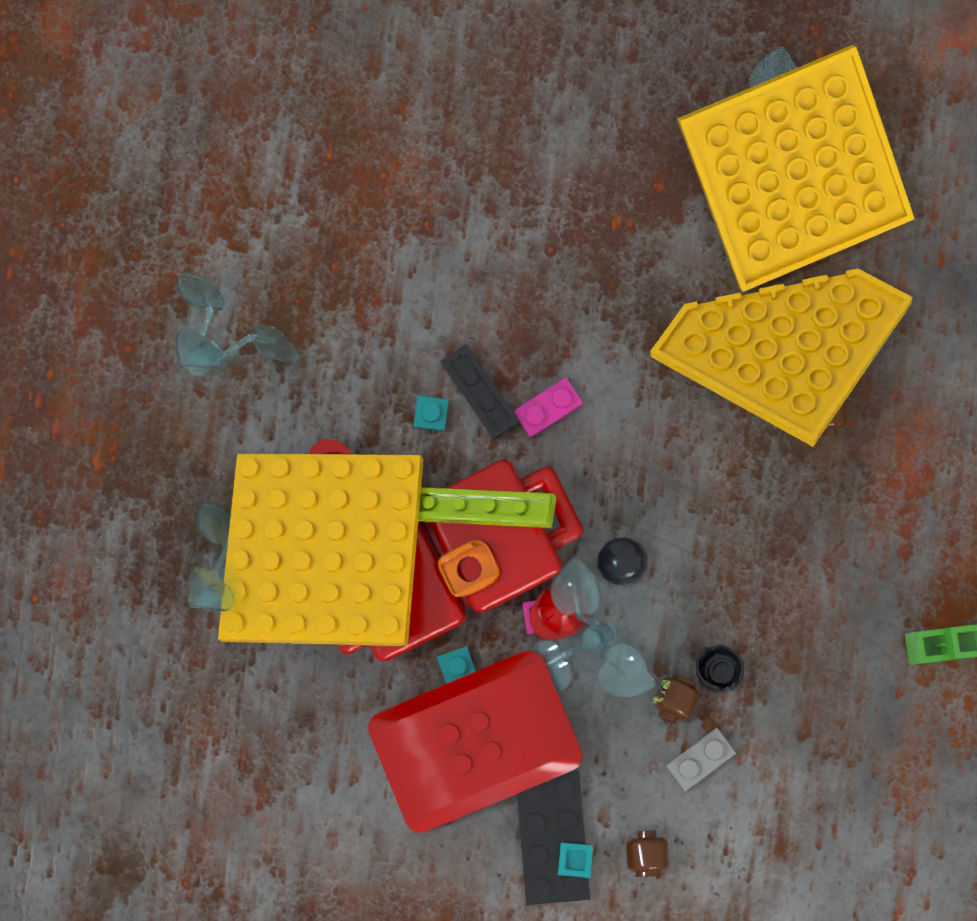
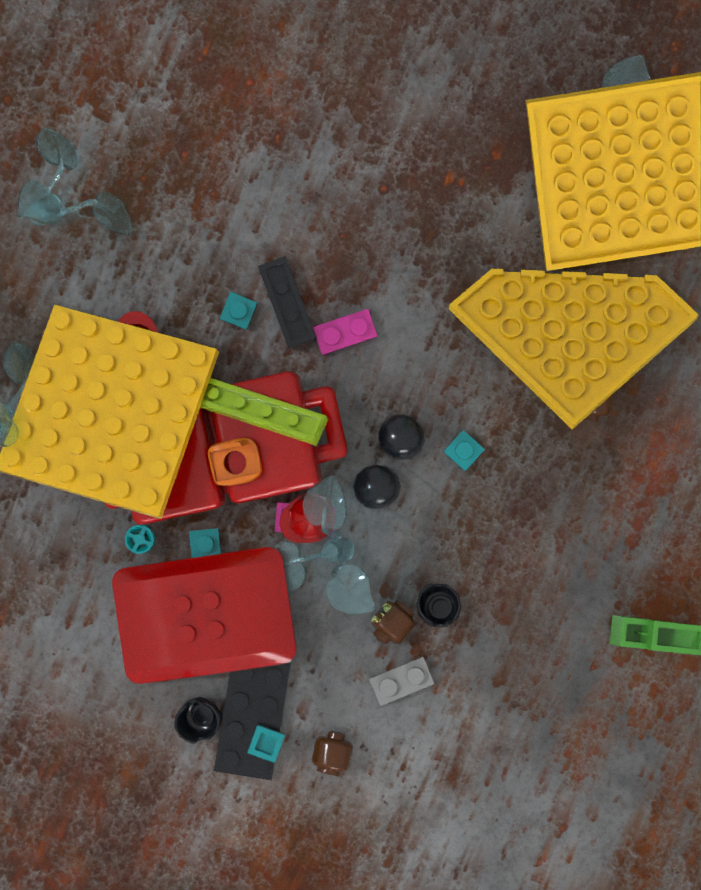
camera: 15 degrees right, 5 degrees up
(387, 673) = (133, 541): none -> teal wheel
(496, 854) = (197, 720): none -> black hair
(635, 502) = (401, 437): none -> black hair
(704, 500) = (463, 450): none -> teal plate

